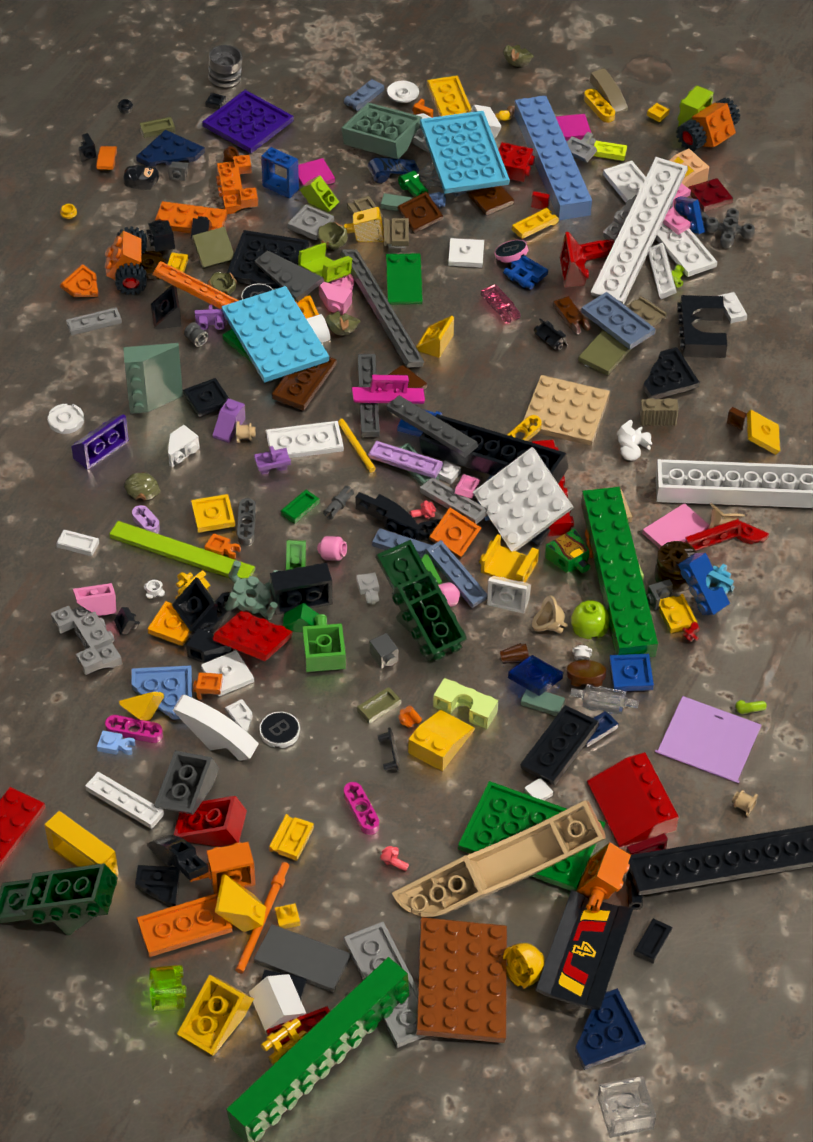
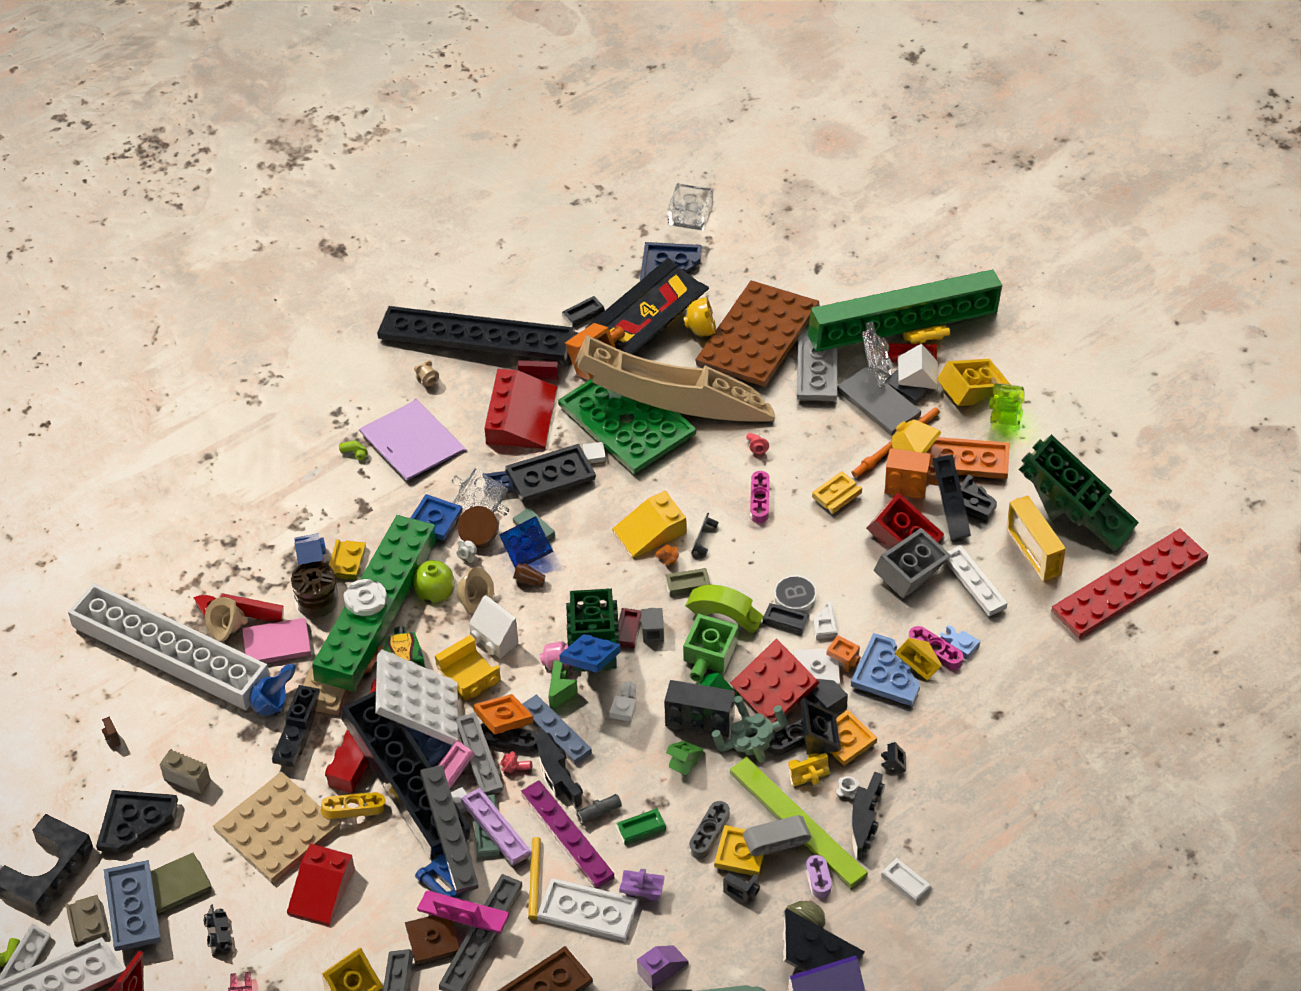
camera: 150 degrees left, 0 degrees up
(92, 633) = (936, 760): light grey bracket -> none
(97, 598) = (918, 781): bright pink slope -> none
(120, 464) = (811, 945): none -> black wing
(129, 569) = (865, 814): none -> black slope
(182, 444) = (733, 952): white slope -> none
(188, 520) = (776, 835): none -> light grey beam
(199, 486) = (739, 888): none -> black bracket
(215, 728) = (861, 593): white slope -> none
(222, 545) = (753, 807): orange plate -> none
(245, 431) = (650, 939): tan brick -> none
(273, 704) = (786, 618): none -> black tile
(287, 916) = (874, 435): yellow tile -> none
(322, 983) = (877, 354): none -> clear plate
(331, 677) = (725, 601): none -> lime arch
(332, 548) = (638, 753): bright pink head -> none
(344, 477) = (567, 834): none -> magenta plate
(401, 551) = (590, 653): none -> blue plate
(406, 648) = (629, 627): none -> tile
(451, 695) = (615, 557): yellowish green arch -> none
(456, 573) = (531, 670): sand blue plate -> none
(504, 386) = (320, 884): none -> red slope
(571, 314) = (170, 954): reddish brown hinge -> none
(602, 465) = (297, 726): none -> black slope
(620, 549) = (365, 597): none -> white tile
(630, 439) = (239, 756): white animal -> none
(641, 477) = (270, 693): none -> blue piece
(658, 591) = (346, 577): dark grey bracket -> none
(690, 634) = (349, 531): red plate -> none
(721, 578) = (281, 568): medium azure hips -> none
(763, 432) = (101, 700): yellow plate -> none

